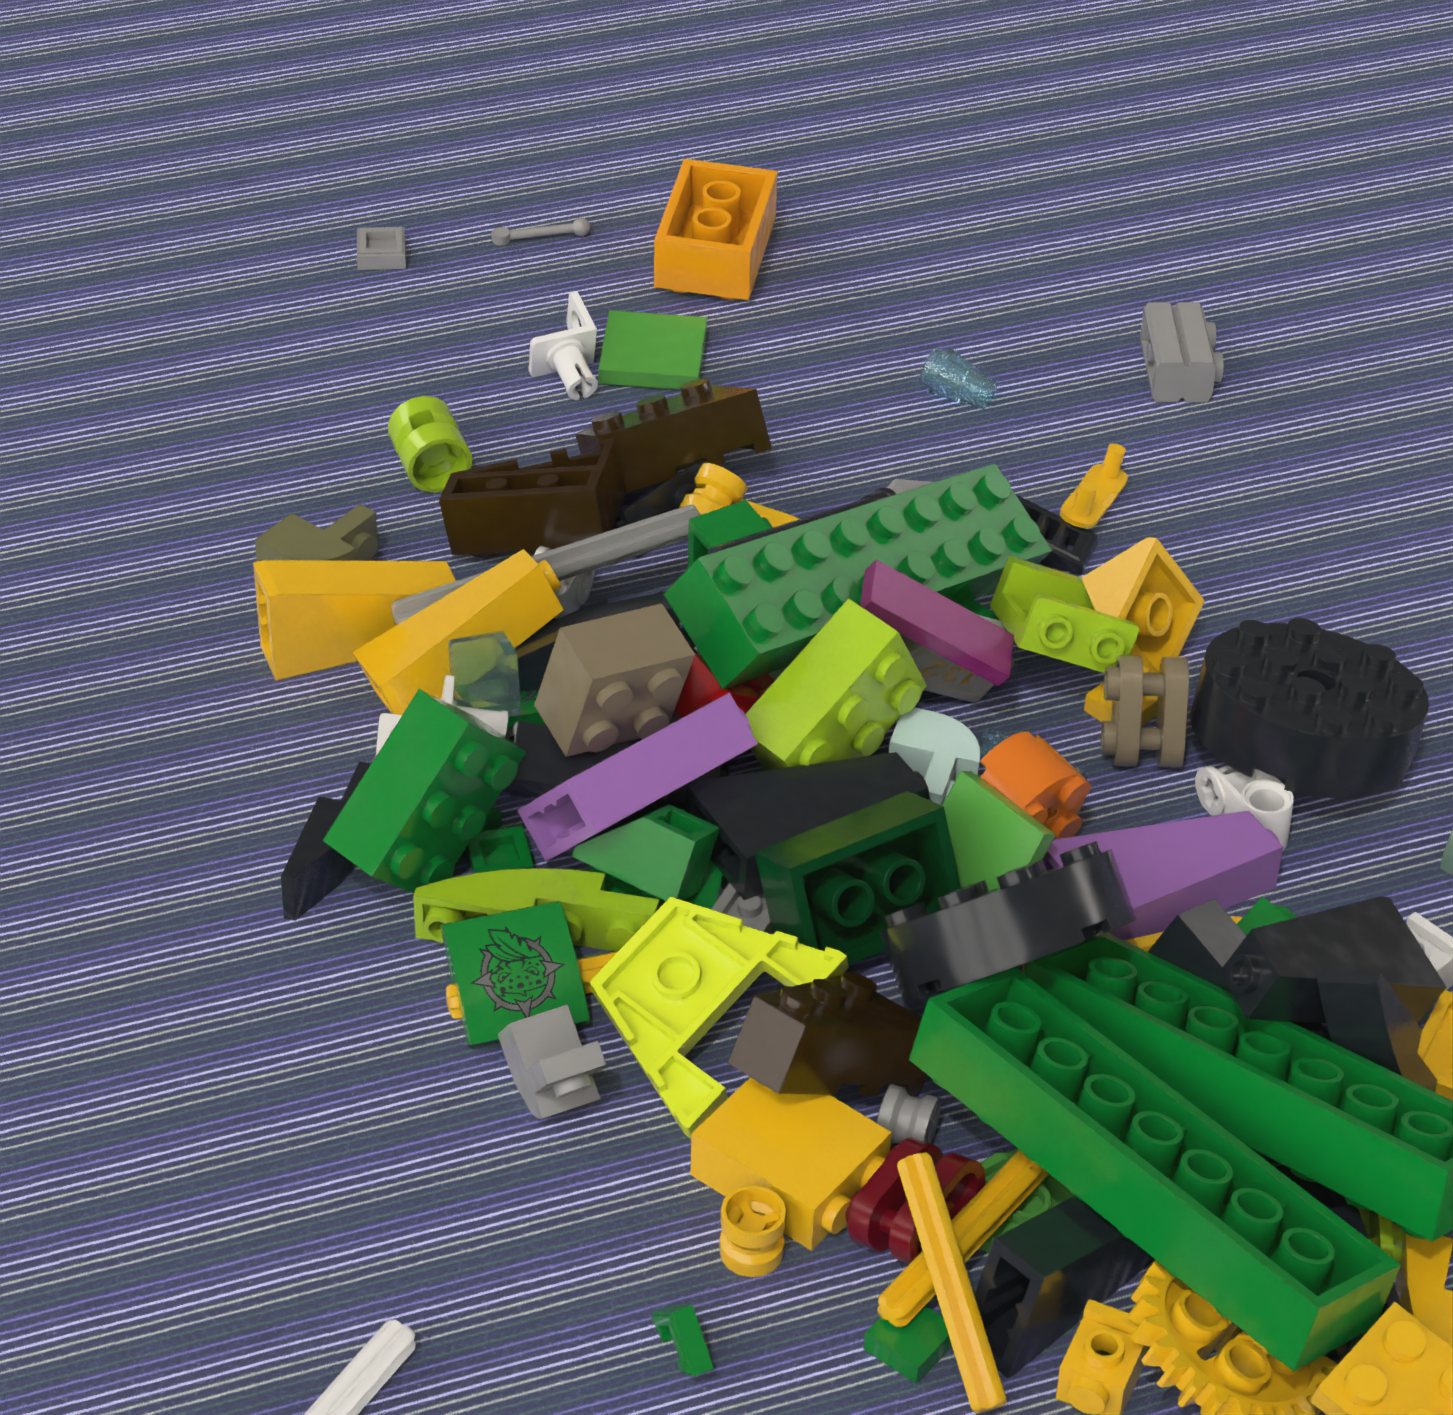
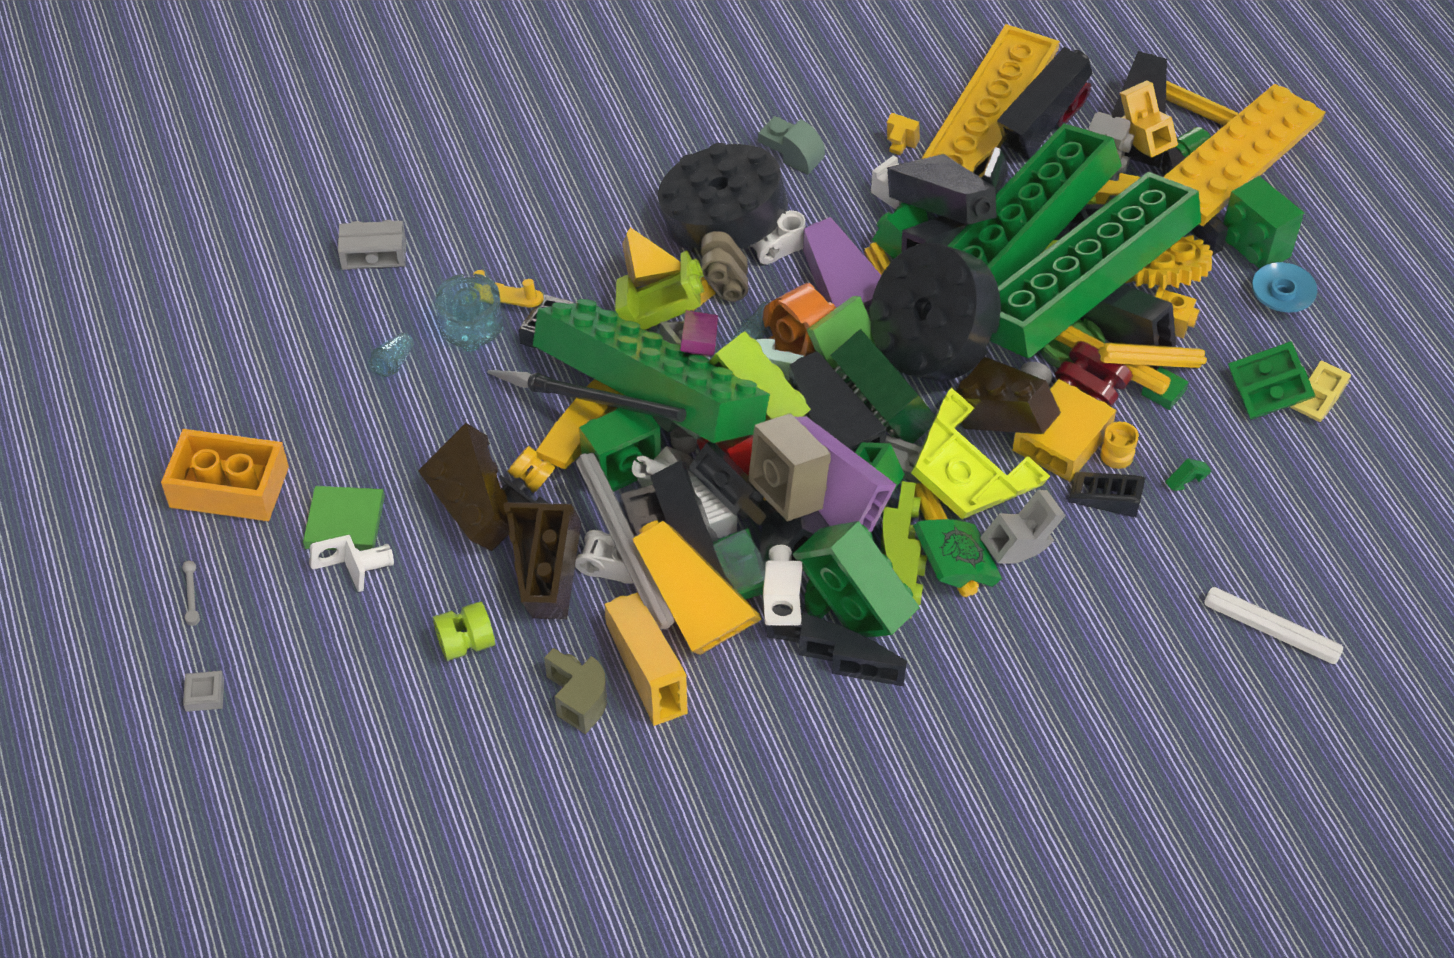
camera: 90 degrees left, 10 degrees up
(642, 1248) = (1116, 503): none -> black slope
(1036, 438) = (469, 311): none -> clear light blue brick

